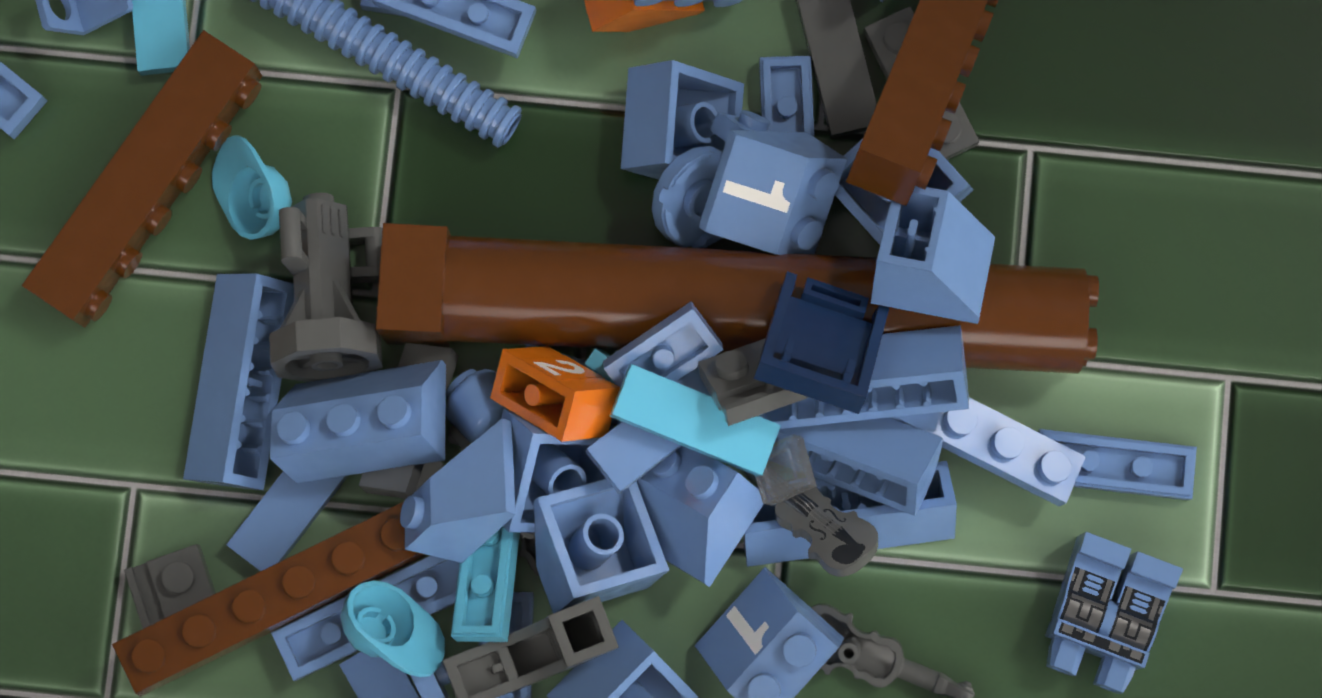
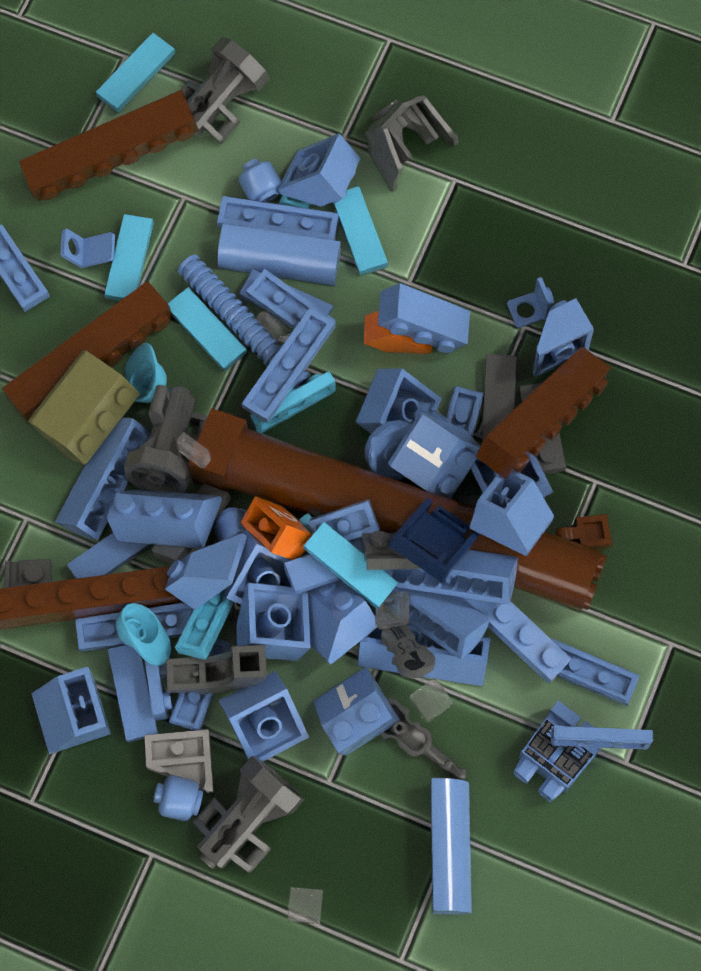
camera: 20 degrees right, 10 degrees down
(169, 278) = (83, 407): none -> olive slope
(325, 80) = (206, 329): none -> medium azure tile
(379, 308) = (193, 450): none -> clear tile
(435, 44) = (273, 326): none -> clear tile
(484, 108) = (288, 365): none -> medium blue plate
(506, 163) = (314, 390): none -> medium azure plate
(881, 587) = (431, 700): none -> clear tile
(1048, 238) = (589, 531): none -> reddish brown plate
(1177, 576) = (601, 737): none -> medium blue tile

